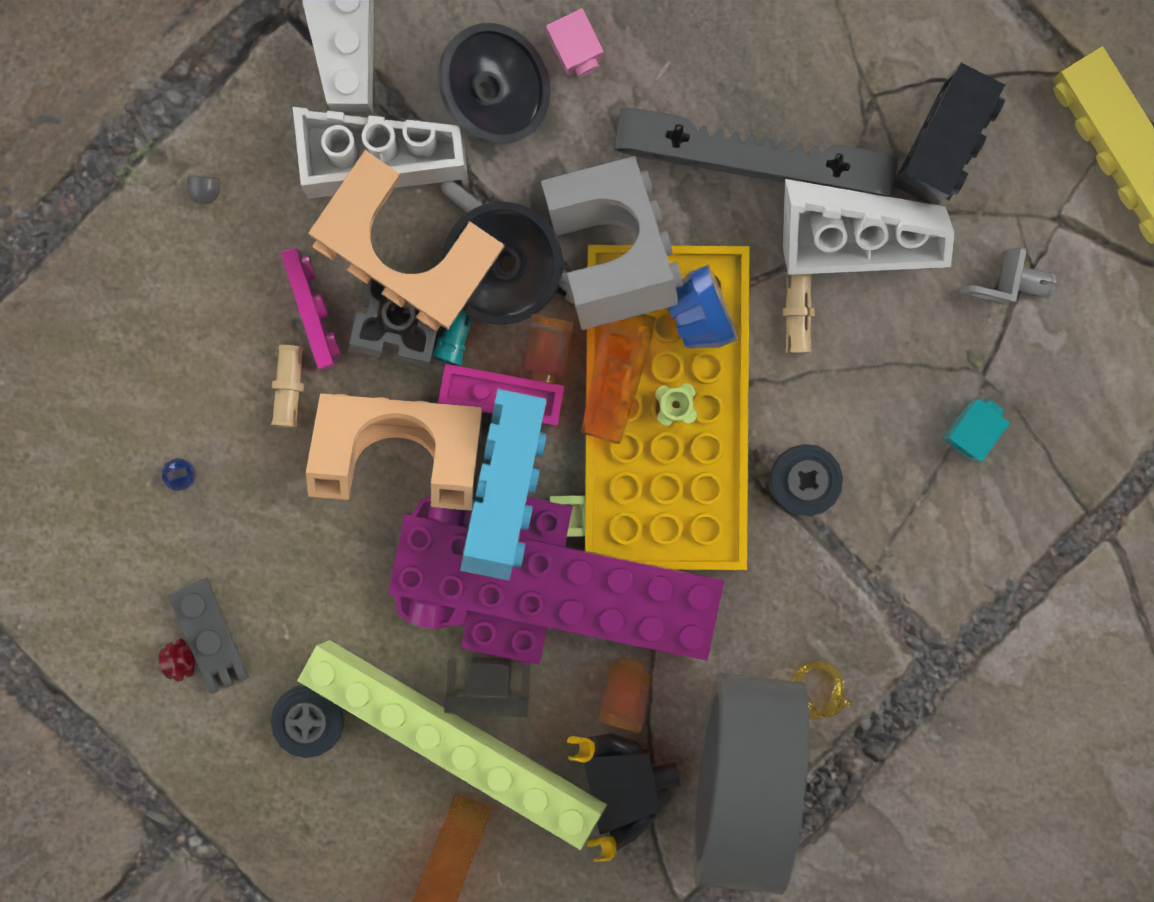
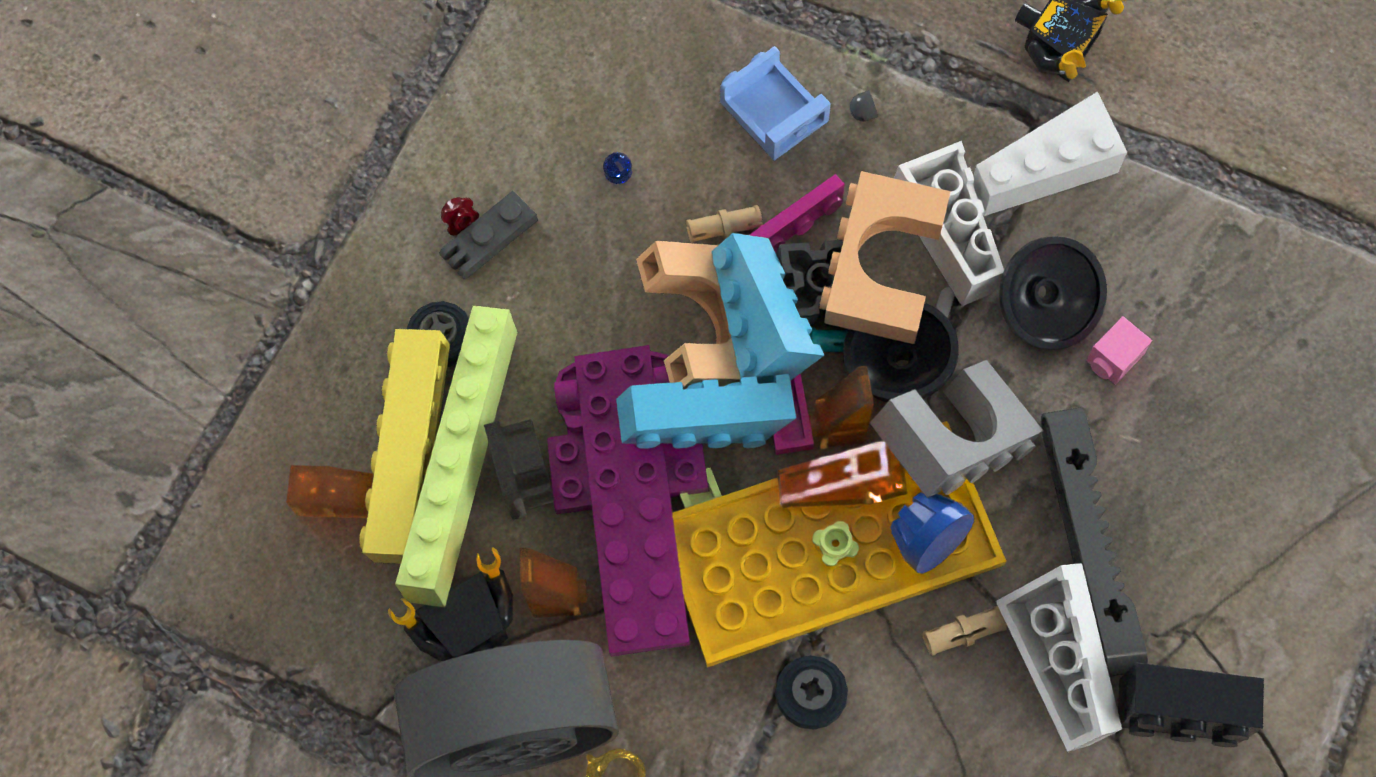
camera: 75 degrees right, 20 degrees down
(164, 283) = (772, 104): none -> light blue panel
(414, 390) = (761, 311): none -> medium azure wedge
(422, 792) = (405, 440): none -> light yellow brick

